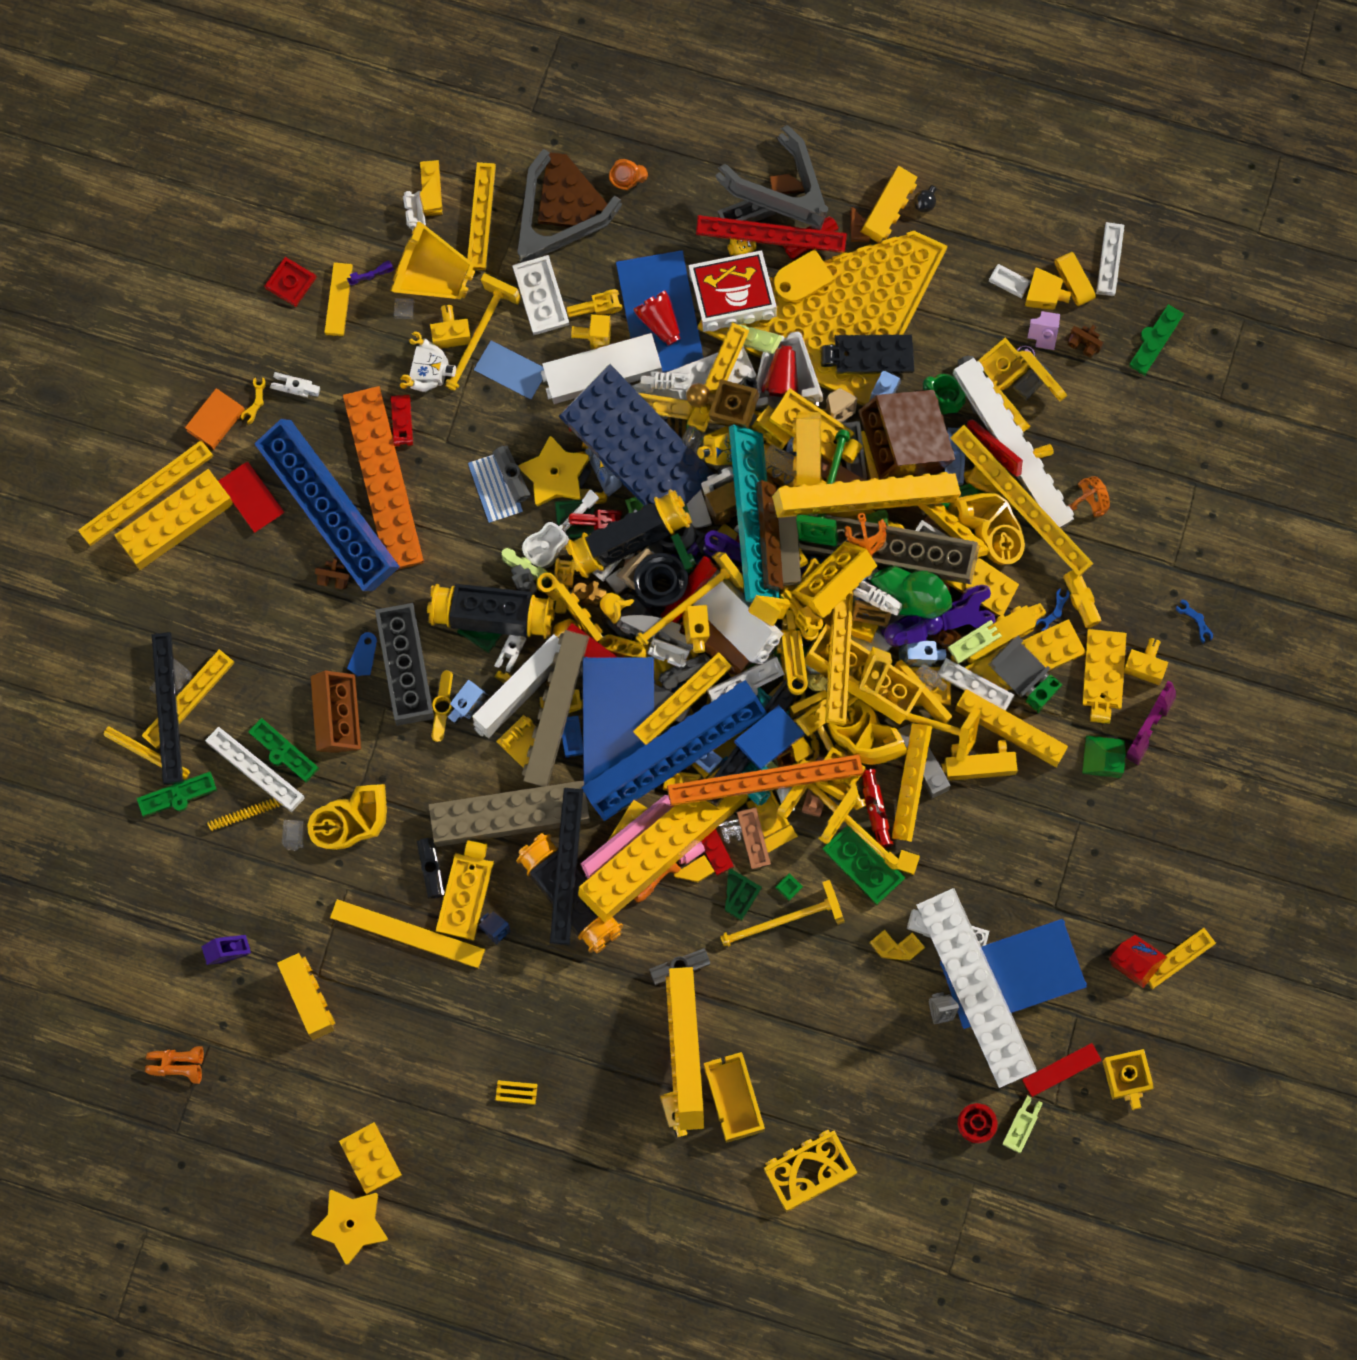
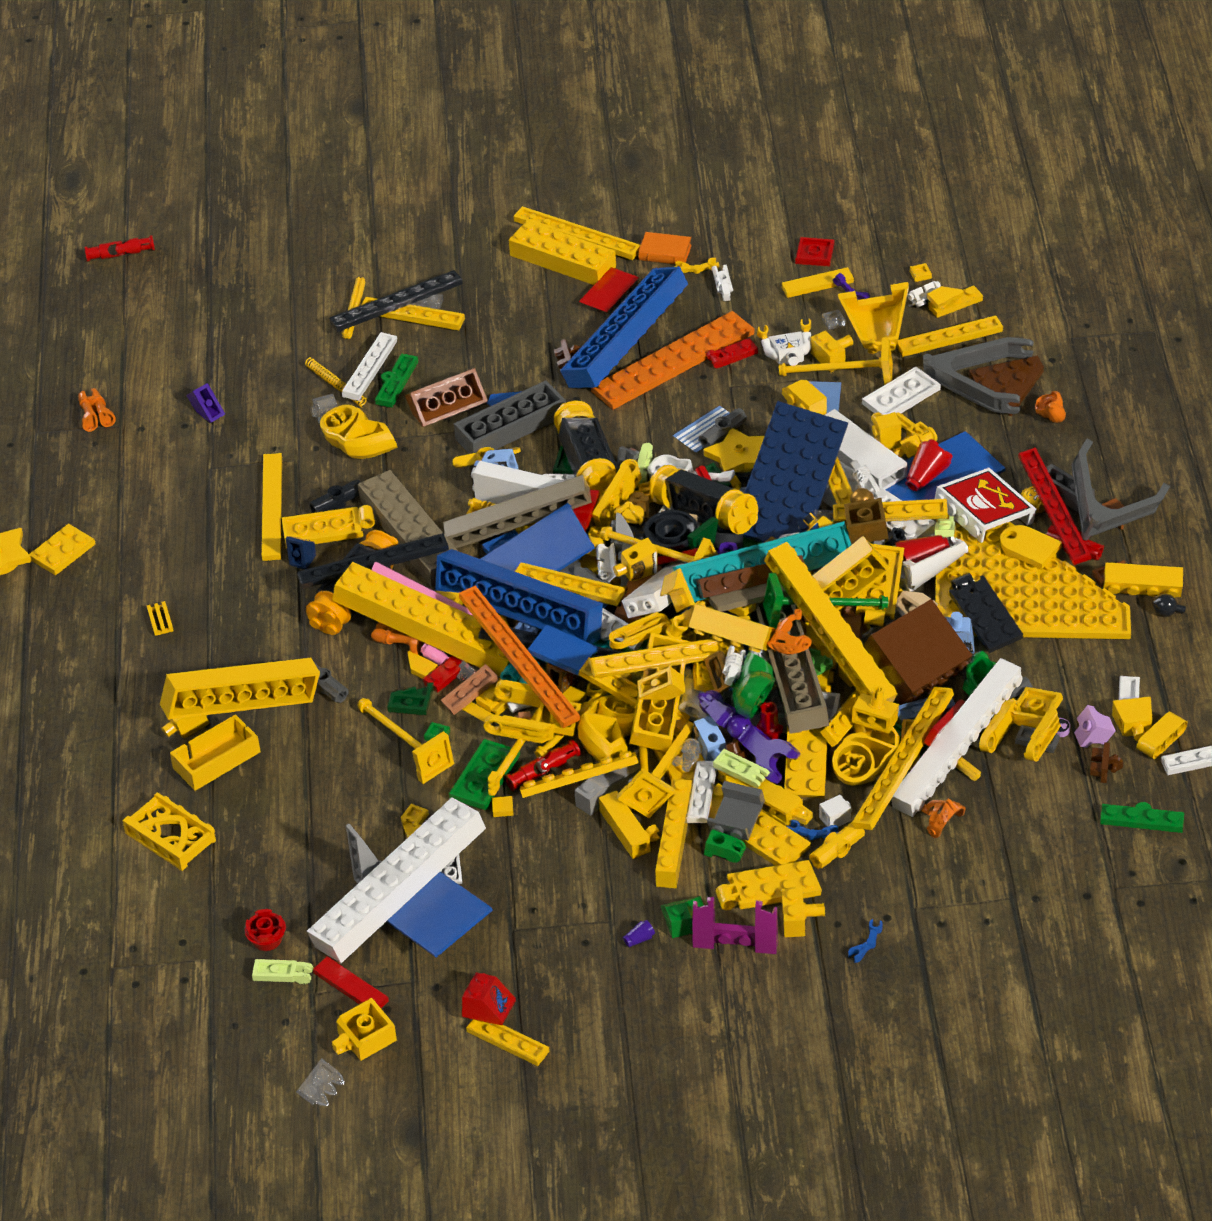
camera: 70 degrees right, 30 degrees down
(177, 795) = (325, 334): green hinge -> none
(306, 998) = (183, 456): yellow brick -> none
(372, 200) = (920, 272): none -> yellow tile
(523, 388) = (805, 396): none -> yellow hinge
(619, 321) = (908, 446): none -> yellow plate
(973, 501) = (874, 711): none -> yellow brick
(1045, 583) = (835, 811): none -> white brick
(1111, 804) = (641, 932): none -> dark purple cone
(1165, 1134) = (319, 1082): none -> clear plate

